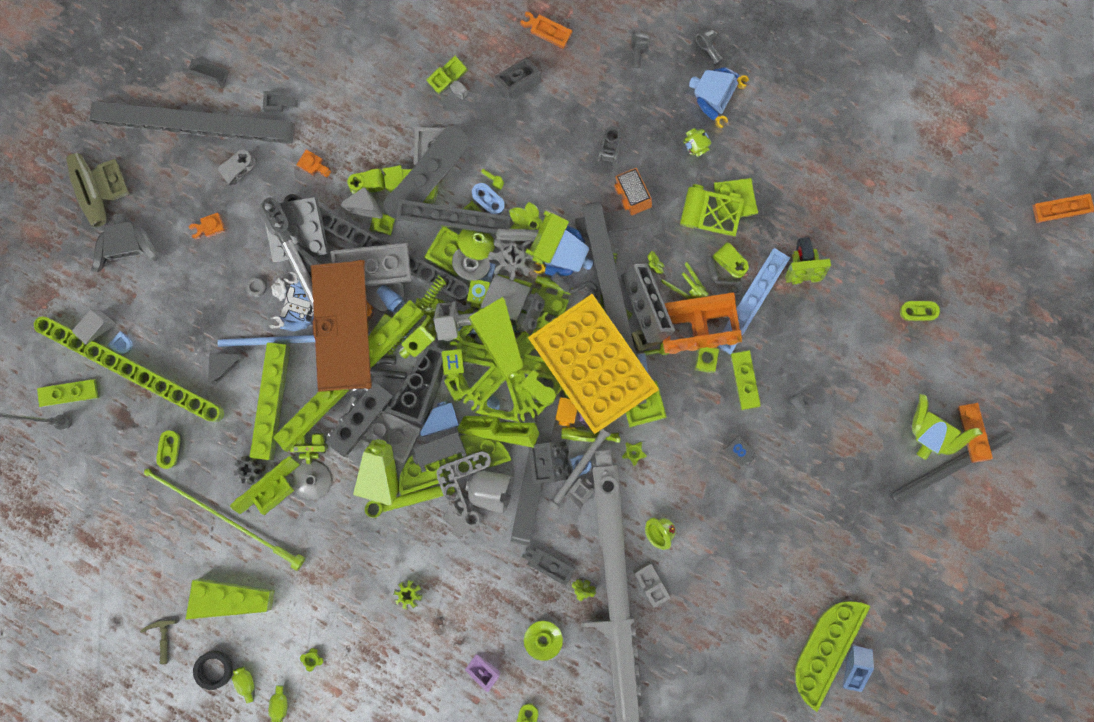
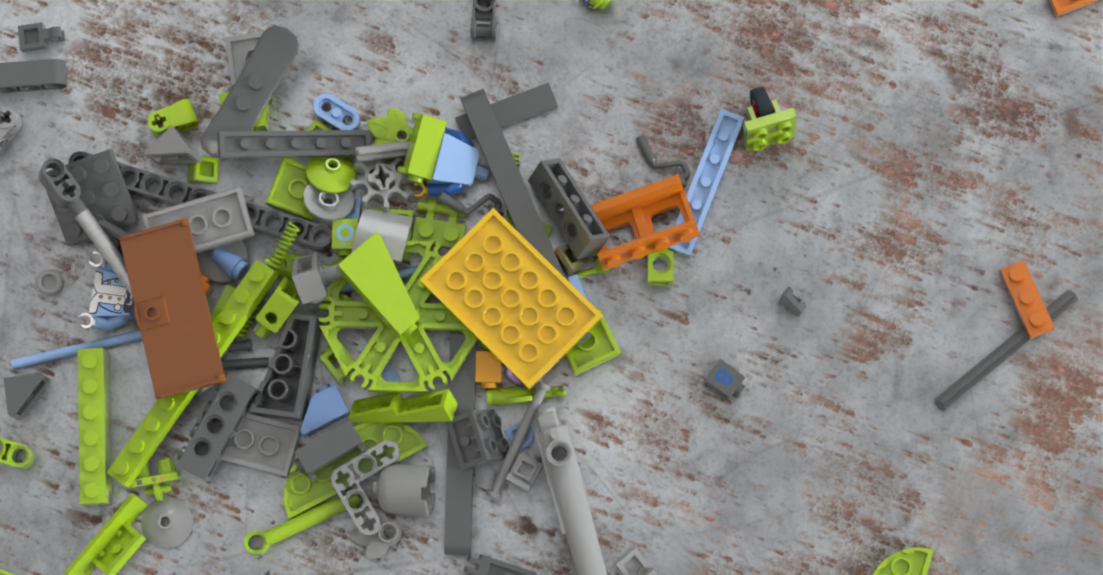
camera: 10 degrees left, 5 degrees down
(244, 475) = (84, 529): dark grey piece -> none
(280, 289) = (83, 279): white plant -> none
(312, 163) = (97, 108): orange plate -> none
(377, 474) = (253, 494): lime slope -> none
(393, 177) = (206, 106): lime window -> none
(452, 363) = (327, 330): lime brick -> none
(497, 180) = (346, 89): lime hand -> none
(533, 305) = (420, 239): dark grey hinge -> none
(537, 390) = (451, 349): lime leg -> none
(633, 191) = (525, 69): brick -> none
(639, 453) = (582, 402): lime plate -> none
(654, 263) = (568, 156): lime plant -> none
(660, 532) = (639, 504): lime hat -> none
(697, 203) = (610, 70): lime piece -> none
(697, 290) = (631, 182): lime plant -> none
(730, 259) = (666, 132): lime piece -> none
(745, 189) = (659, 56): lime plate -> none
(745, 380) = (716, 286): lime plate -> none
(918, 311) = (924, 155): lime plate -> none
(936, 433) = (977, 309): lime torso -> none

